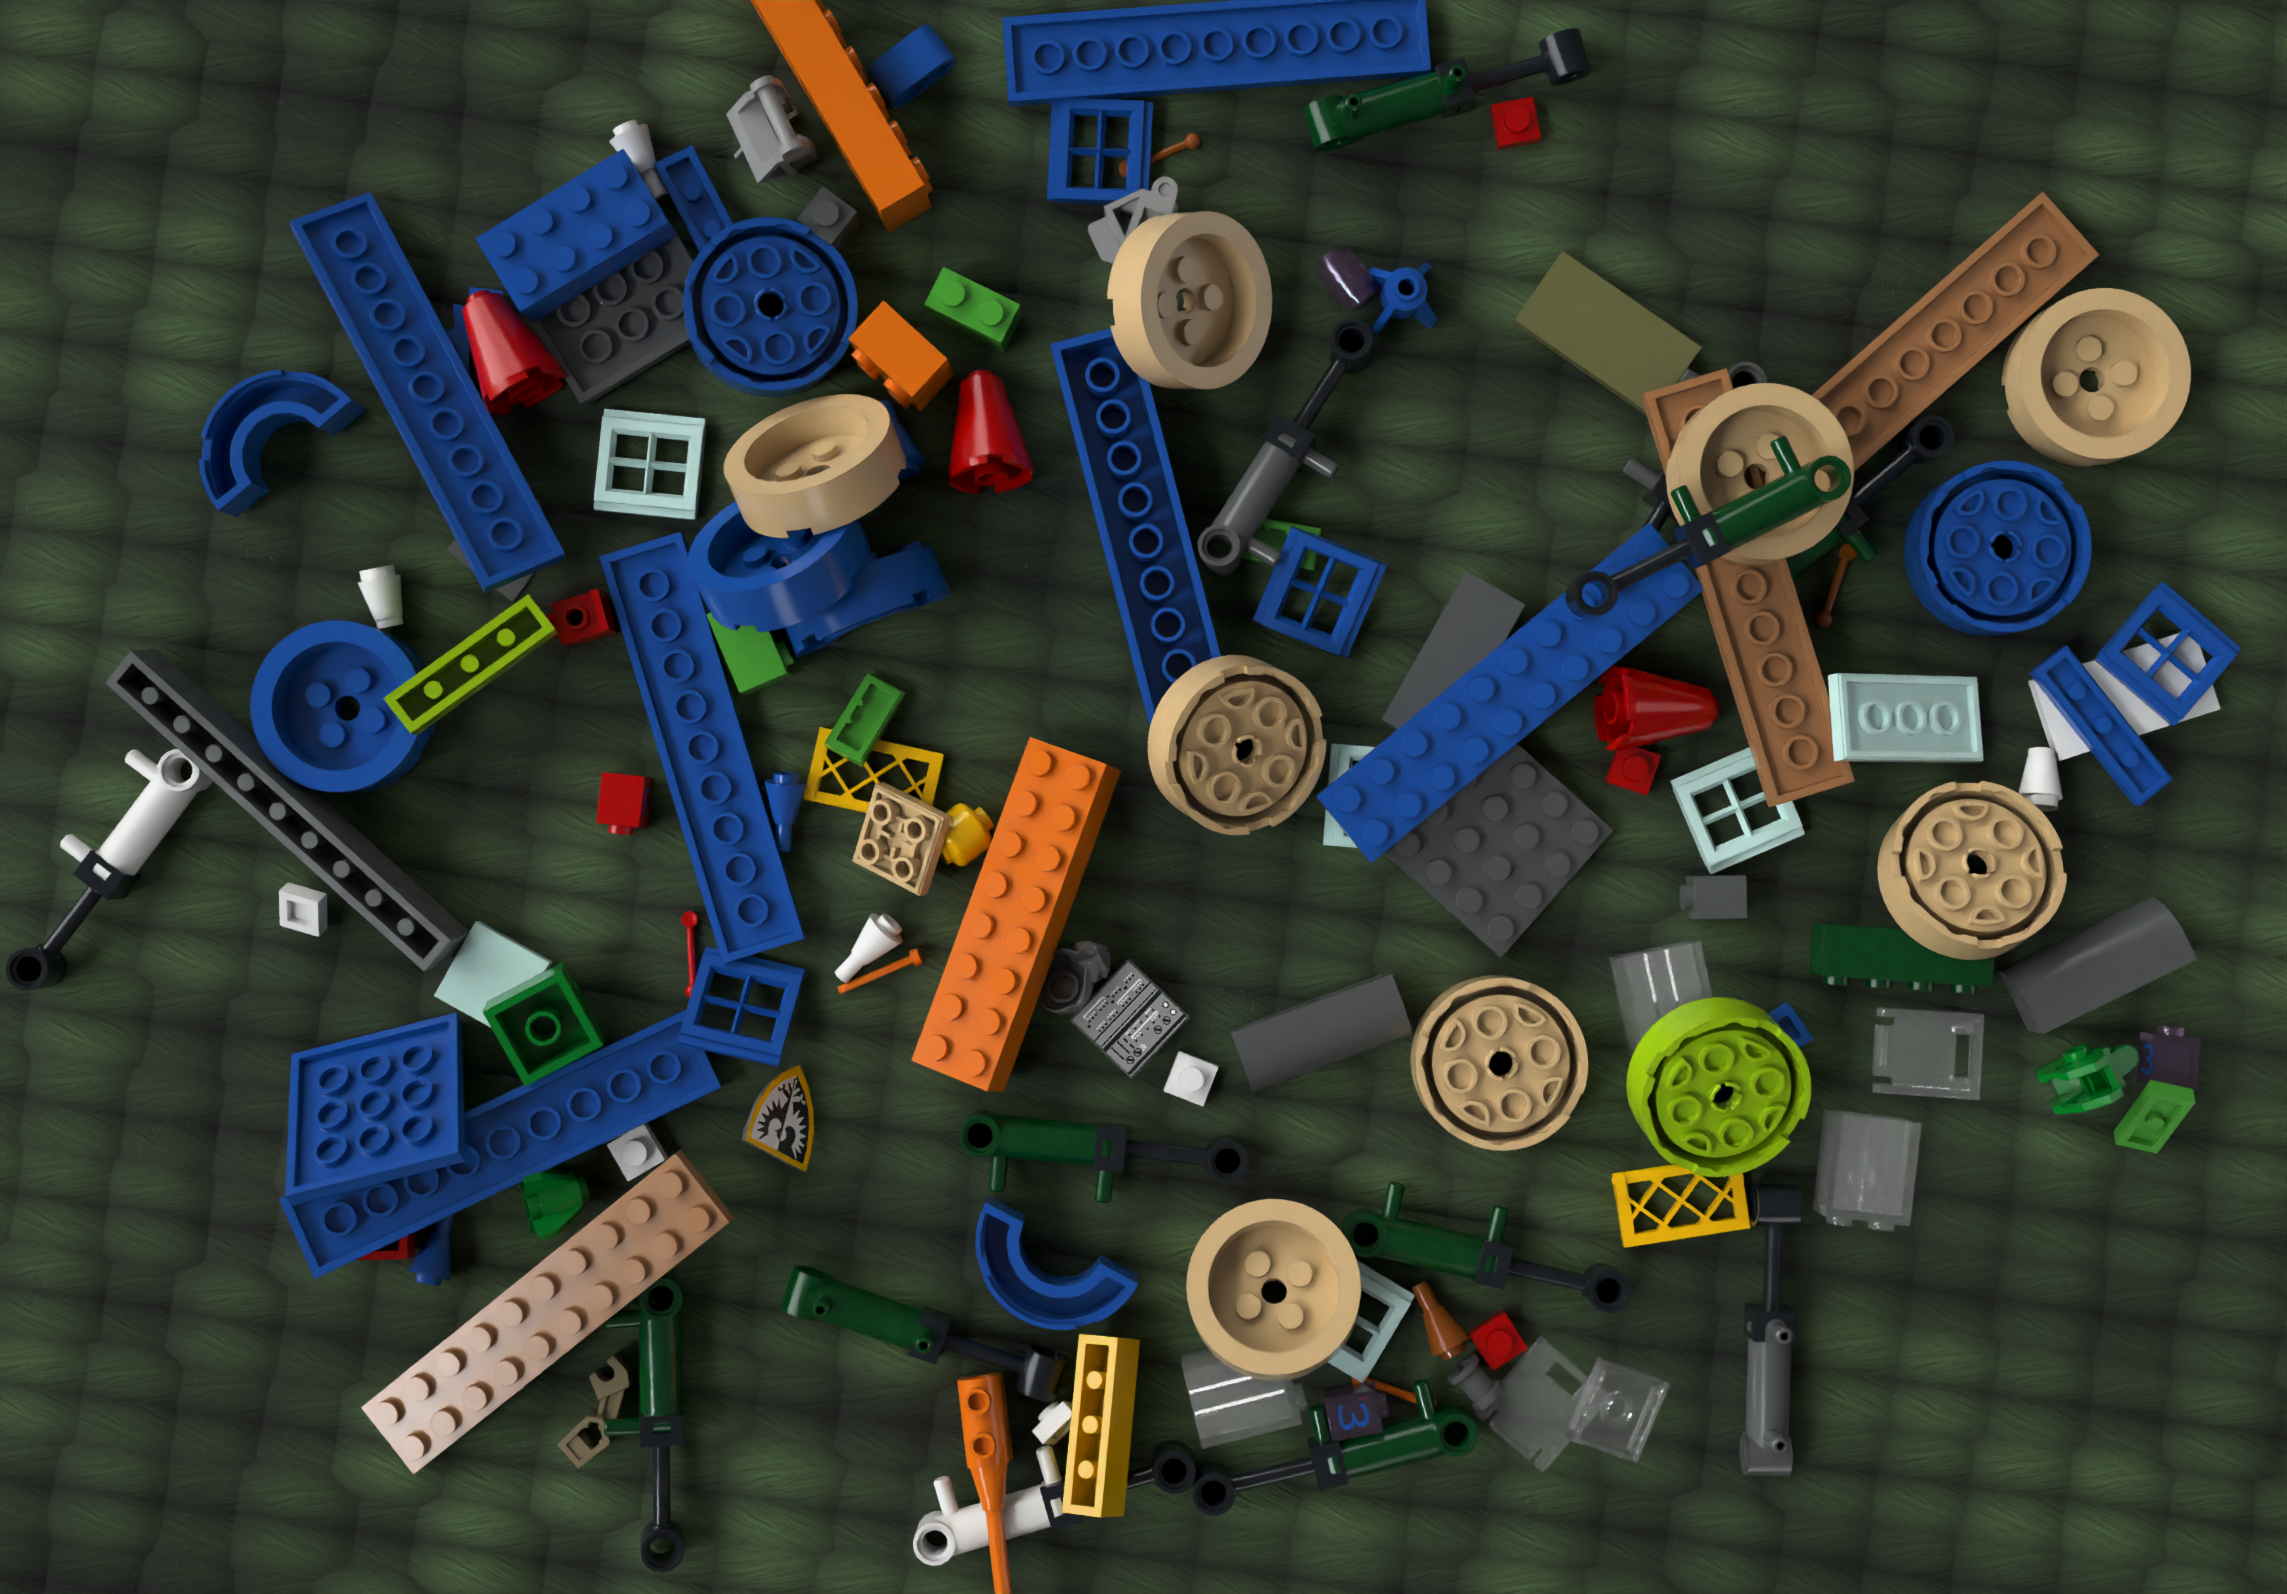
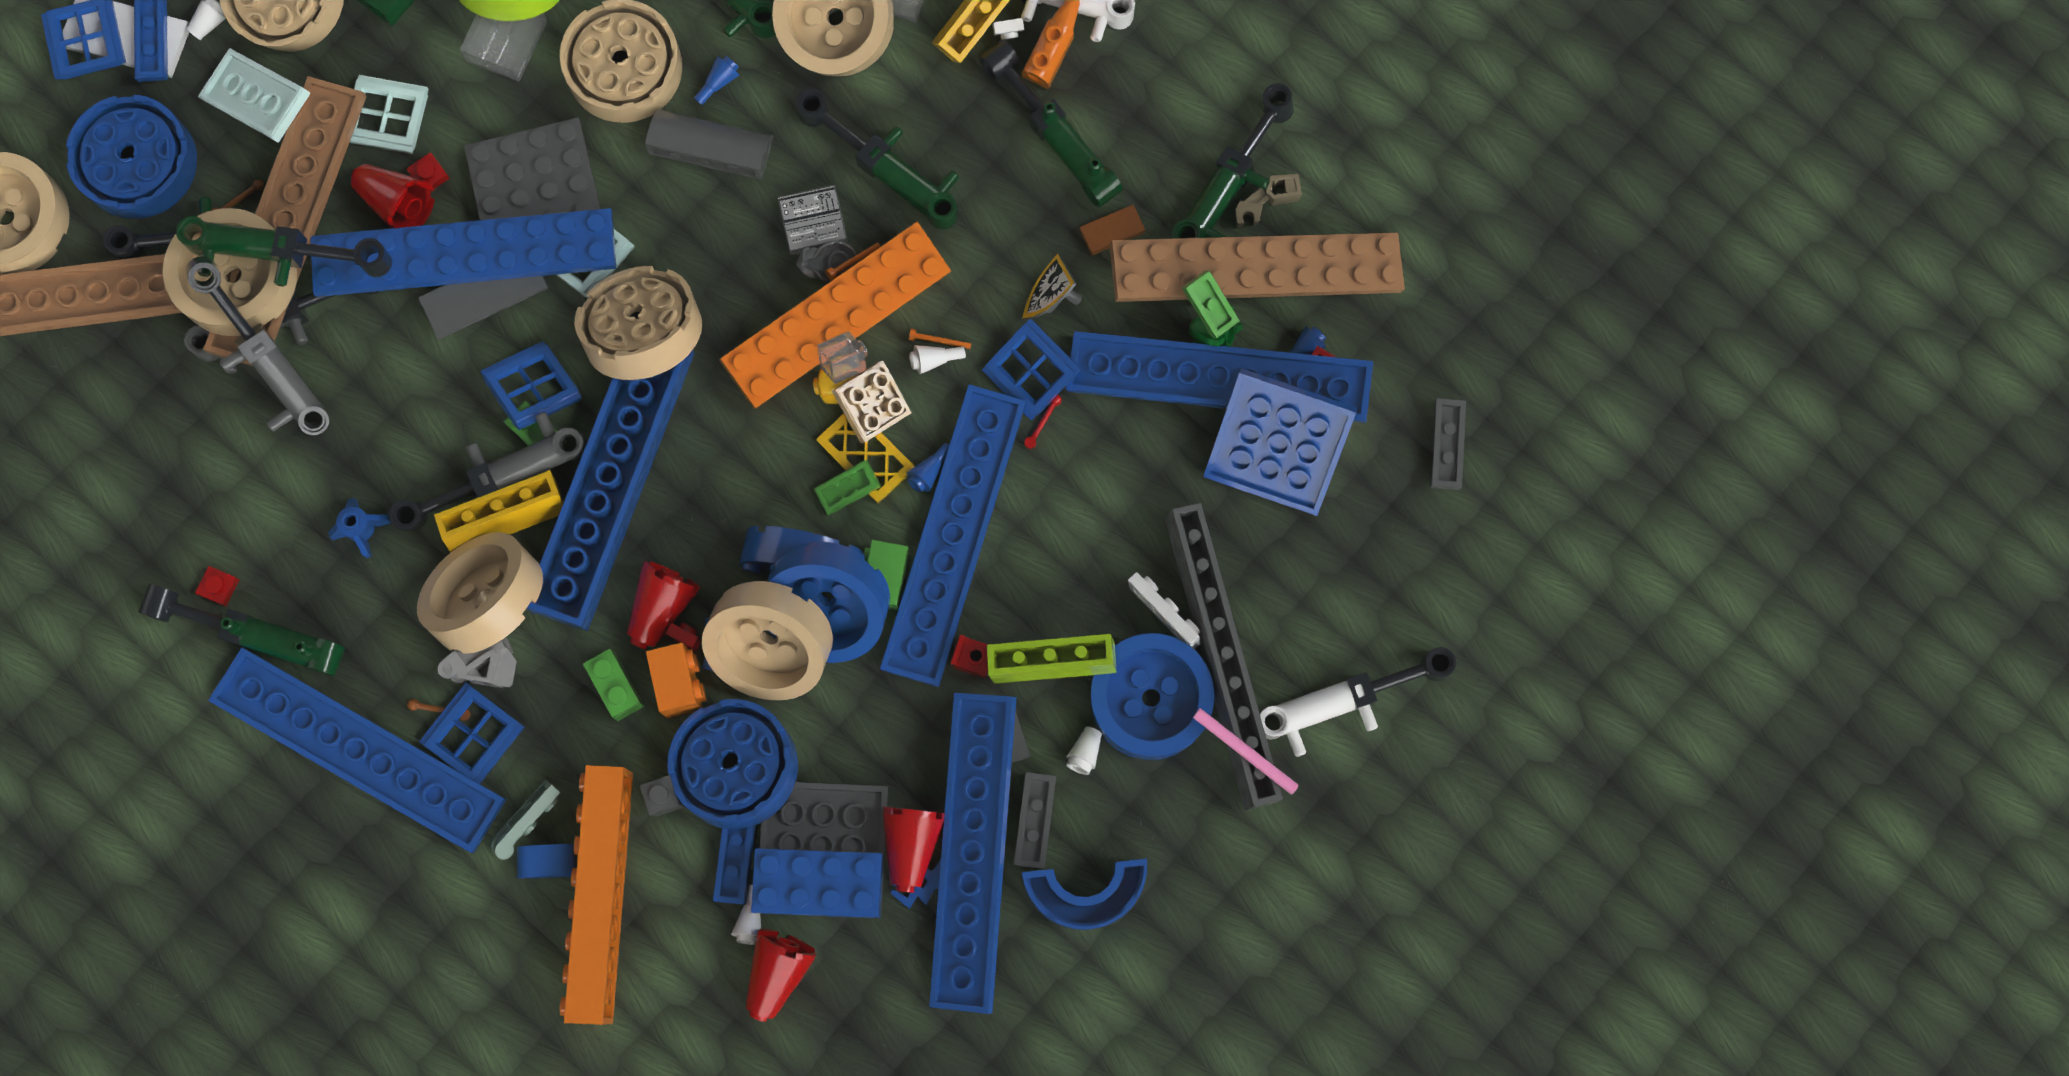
camera: 150 degrees left, 10 degrees down
(178, 706) = (1245, 751): none -> bright pink bar
(189, 1245) = (1448, 444): none -> dark grey plate
(303, 909) = (1254, 594): white plate -> none
(388, 477) = (1035, 820): none -> dark grey plate
(390, 818) = (1165, 610): none -> white plate
(486, 968) = (1168, 482): light aqua tile -> none
(544, 1023) = (1151, 430): green brick -> none
(560, 1221) = (1210, 304): none -> bright green plate
(564, 117) = (775, 972): none -> red cone
(624, 802) = (1021, 531): red brick -> none
(637, 1151) = (1149, 326): white plate -> none
(646, 501) = (854, 746): light aqua piece -> none
(763, 1247) = (1116, 226): none -> dark orange tile
(765, 133) = (667, 870): light grey piece -> none
(933, 420) = (685, 635): none -> red plate
(964, 864) = (842, 357): none -> clear brick
(969, 93) = (524, 819): none -> sand green plate
(1039, 1296) = (964, 90): blue brick -> none
(1055, 963) = (831, 273): none -> orange piece
(1190, 1078) = (802, 166): white plate -> none
(1243, 418) = (502, 511): none -> yellow brick
(1346, 278) = (382, 557): clear purple brick -> none
(1367, 1126) = (721, 74): none -> blue cone
(1605, 332) = (245, 408): olive tile -> none
(1650, 403) = (262, 352): none -> piece
(1714, 897) = (434, 71): dark grey brick -> none

